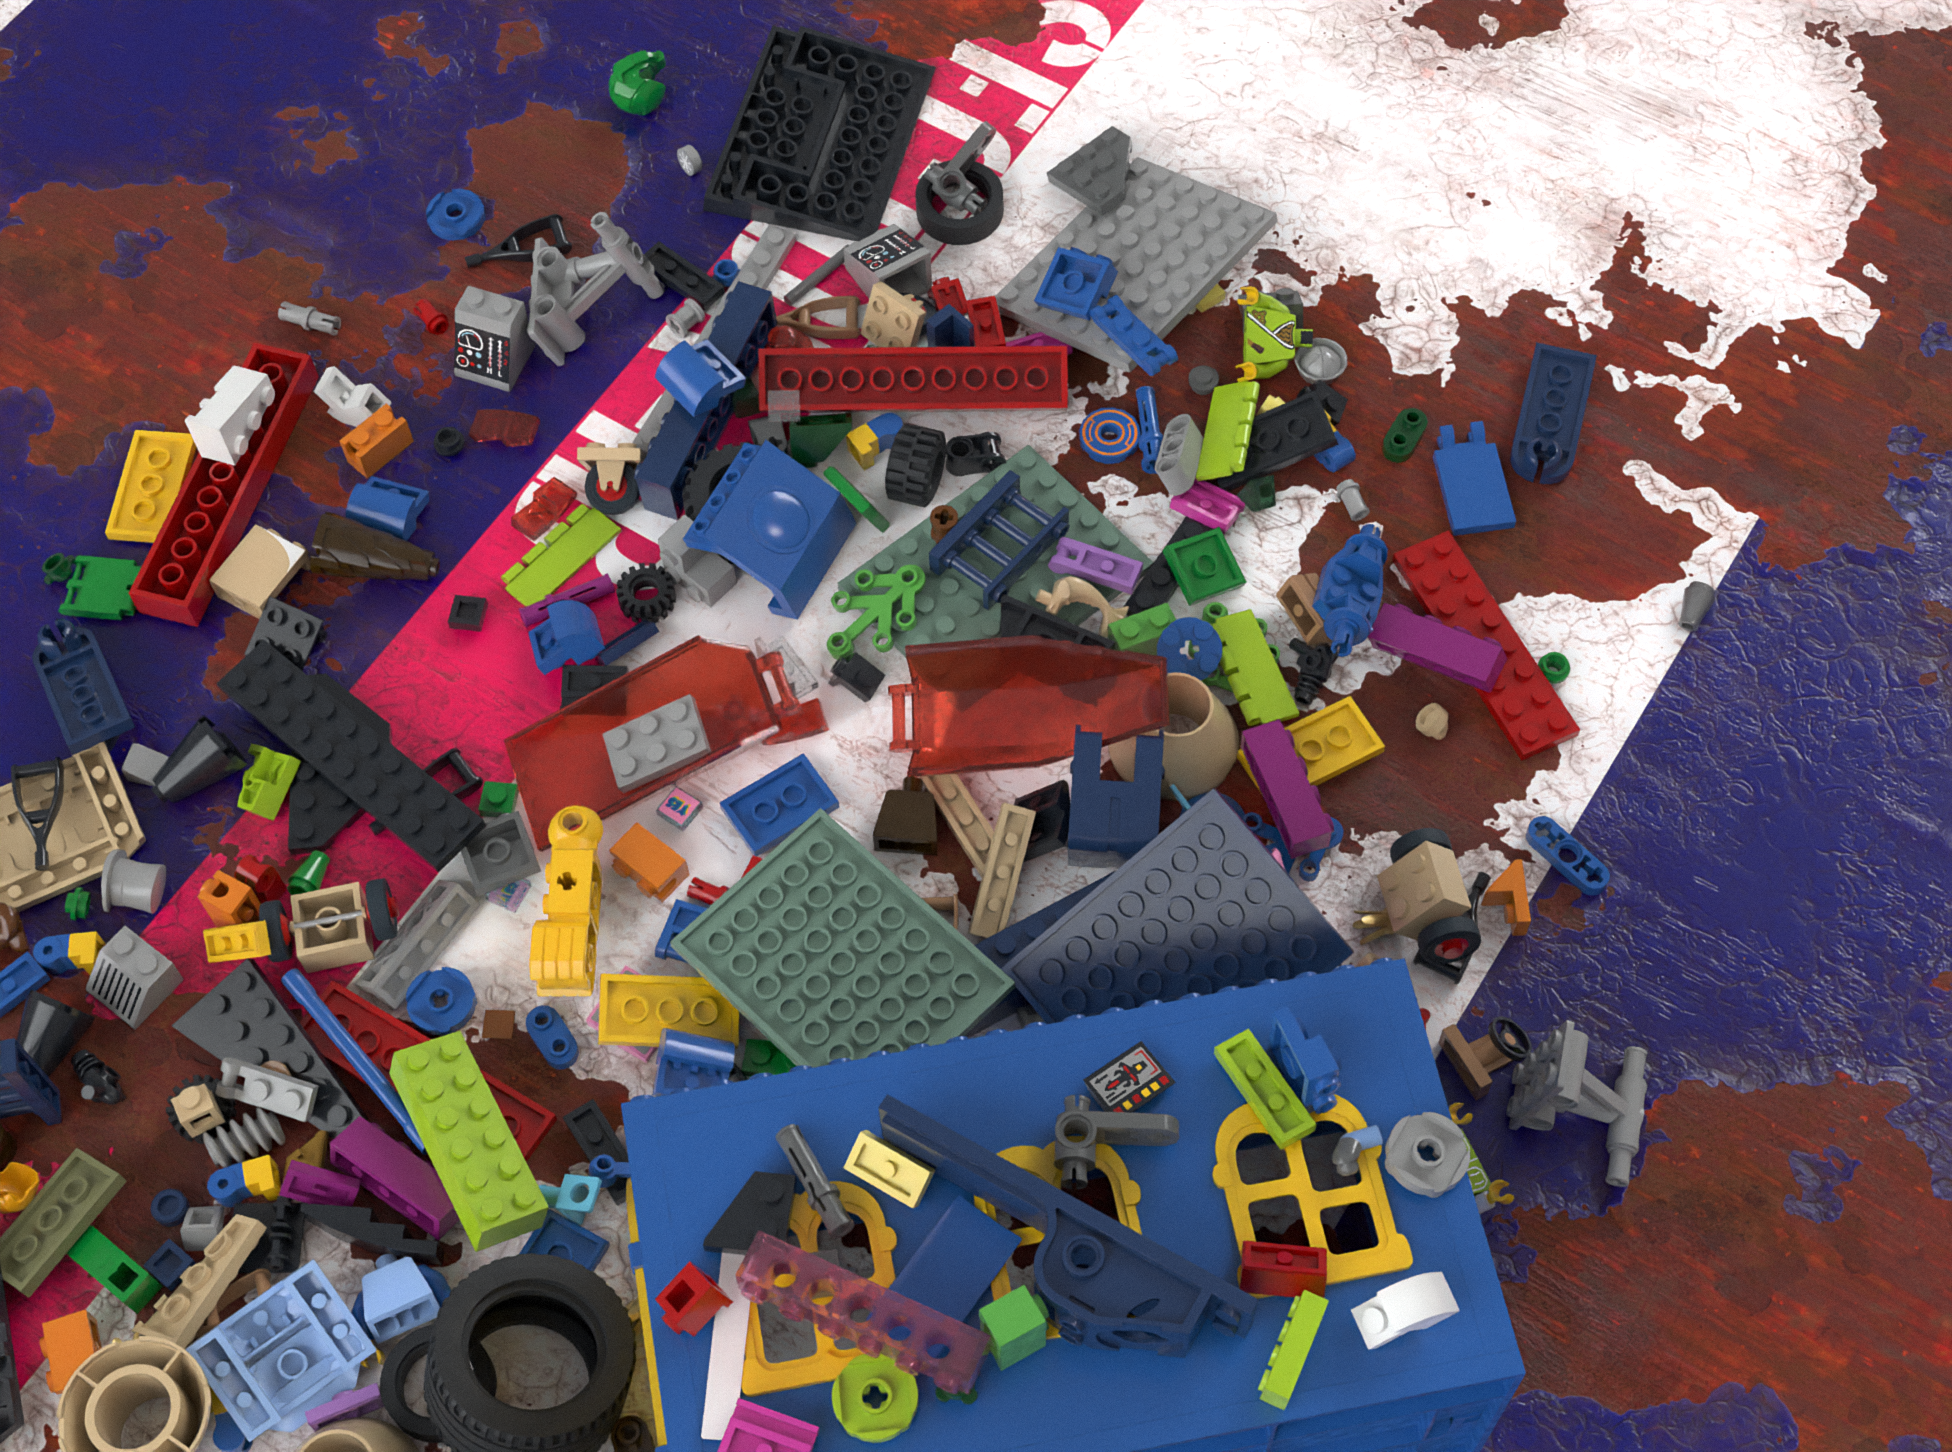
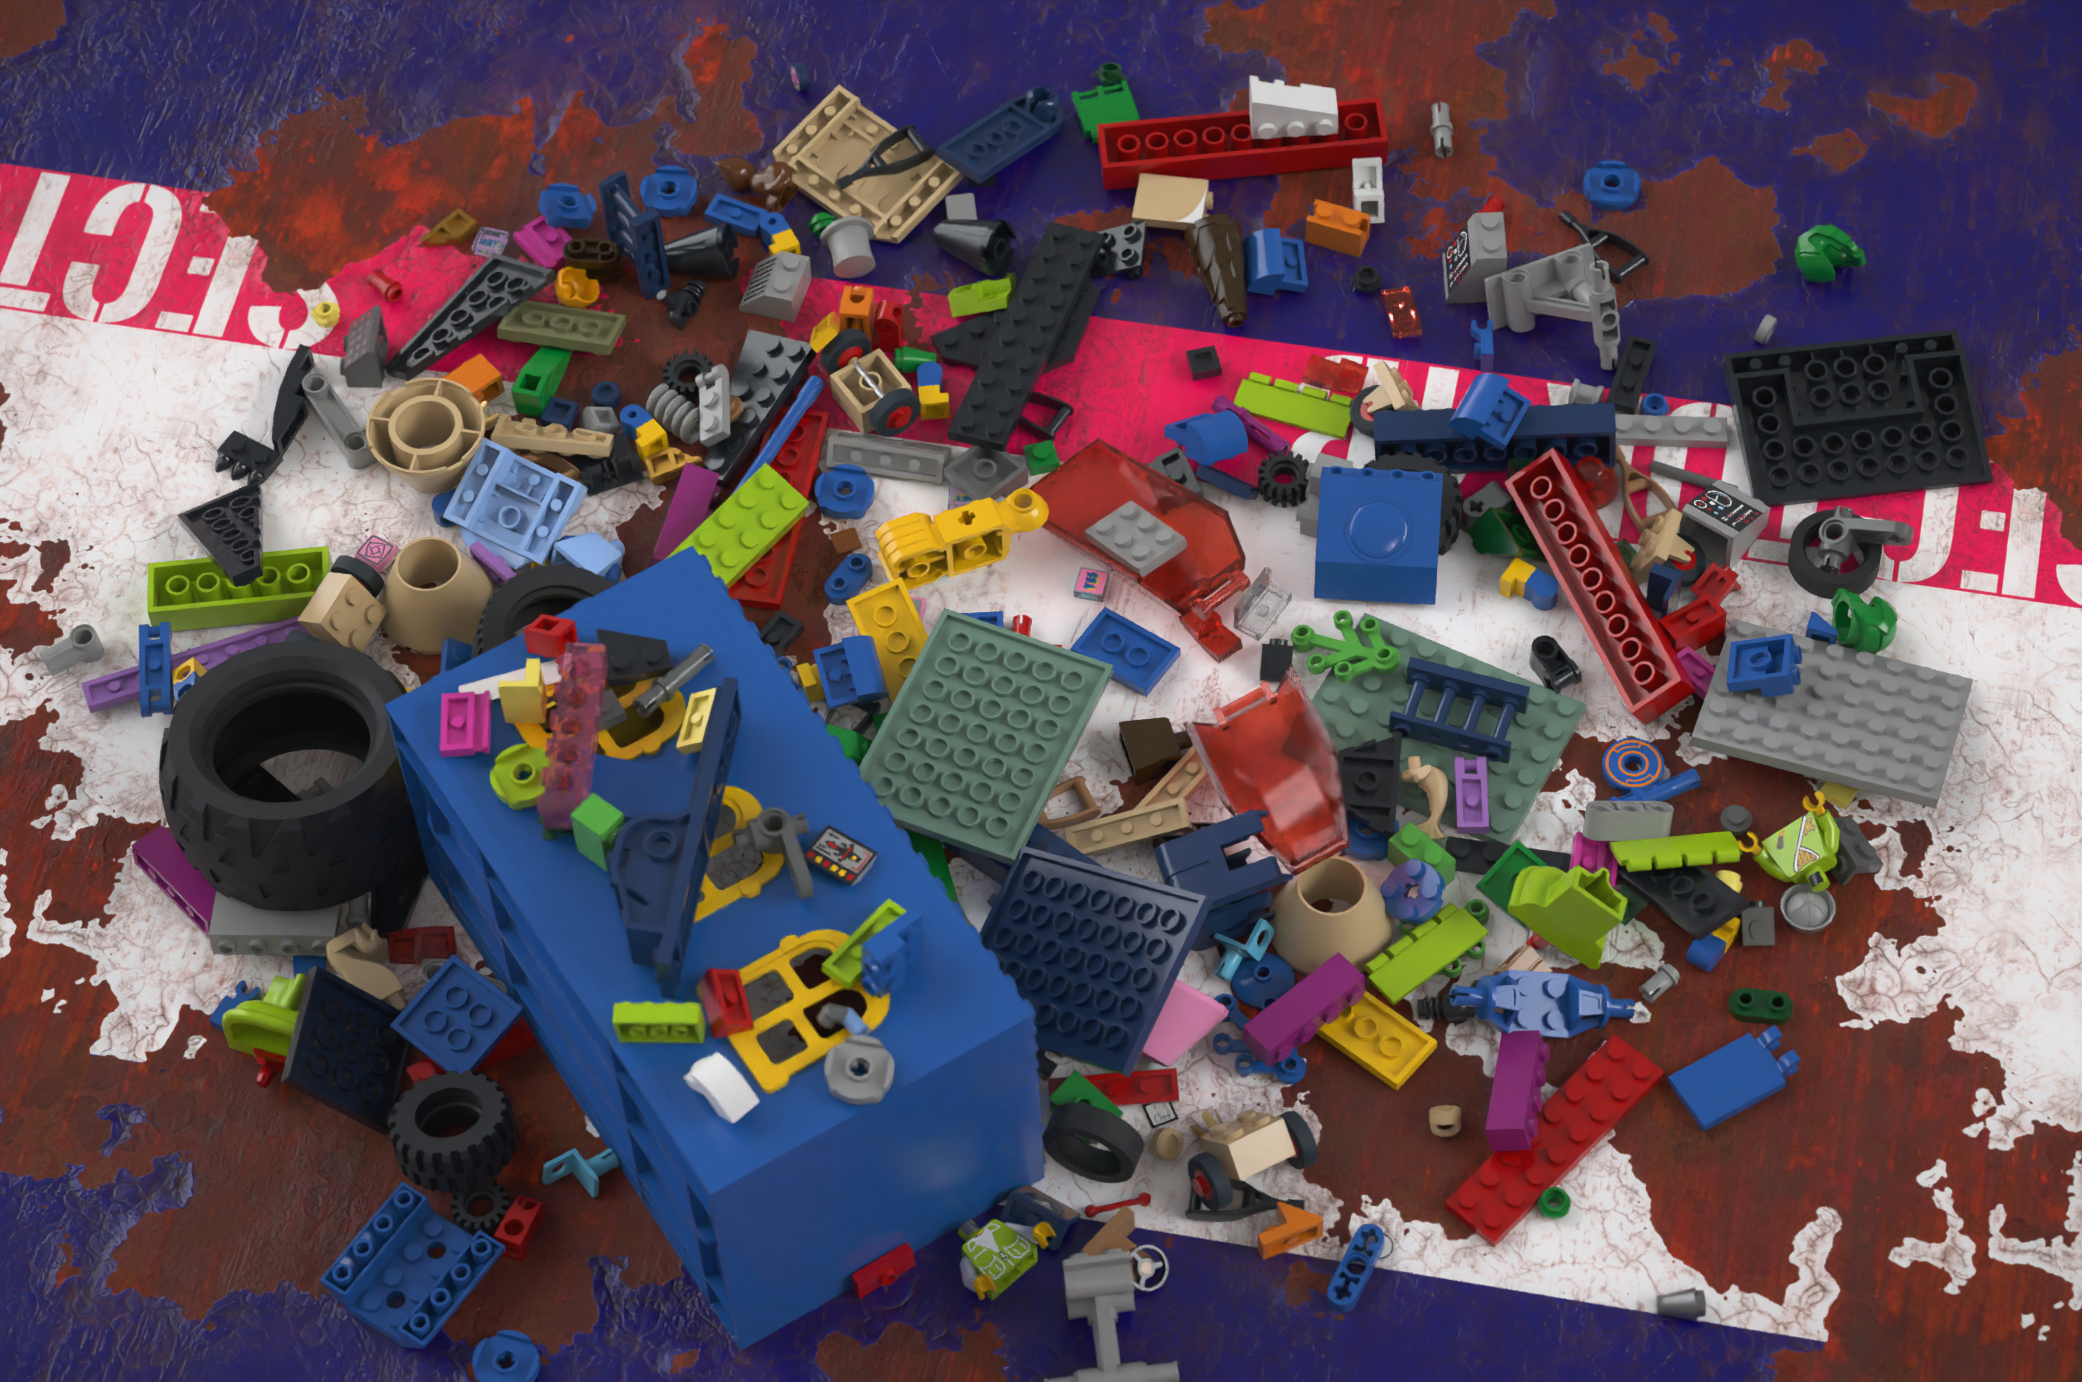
camera: 70 degrees right, 5 degrees down
(149, 484) = (1211, 93): yellow plate -> none
(194, 1103) = (680, 363): tan brick -> none
(318, 1185) = (654, 475): magenta plate -> none
(348, 869) = (930, 384): none -> yellow leg
(362, 1229) = (635, 523): black slope -> none
(588, 374) = (1484, 349): none -> blue plate
(649, 863) = (1027, 580): orange brick -> none
(779, 1342) = (525, 699): none -> light yellow panel
(784, 406) = (1514, 496): clear tile -> none
(856, 499) = (1448, 589): green tile -> none
(915, 465) = (1504, 617): black tyre -> none
(942, 519) = (1459, 656): reddish brown bush -> none
(1034, 241) = (1821, 629): none -> blue slope
(1043, 196) = (1871, 625): none -> green helmet
(1096, 171) = (1932, 648): dark grey plate -> none
(1133, 336) = (1719, 726): blue plate -> none
(1272, 529) = (1568, 910): none -> lime piece
(1552, 413) = (1850, 1122): dark blue plate -> none

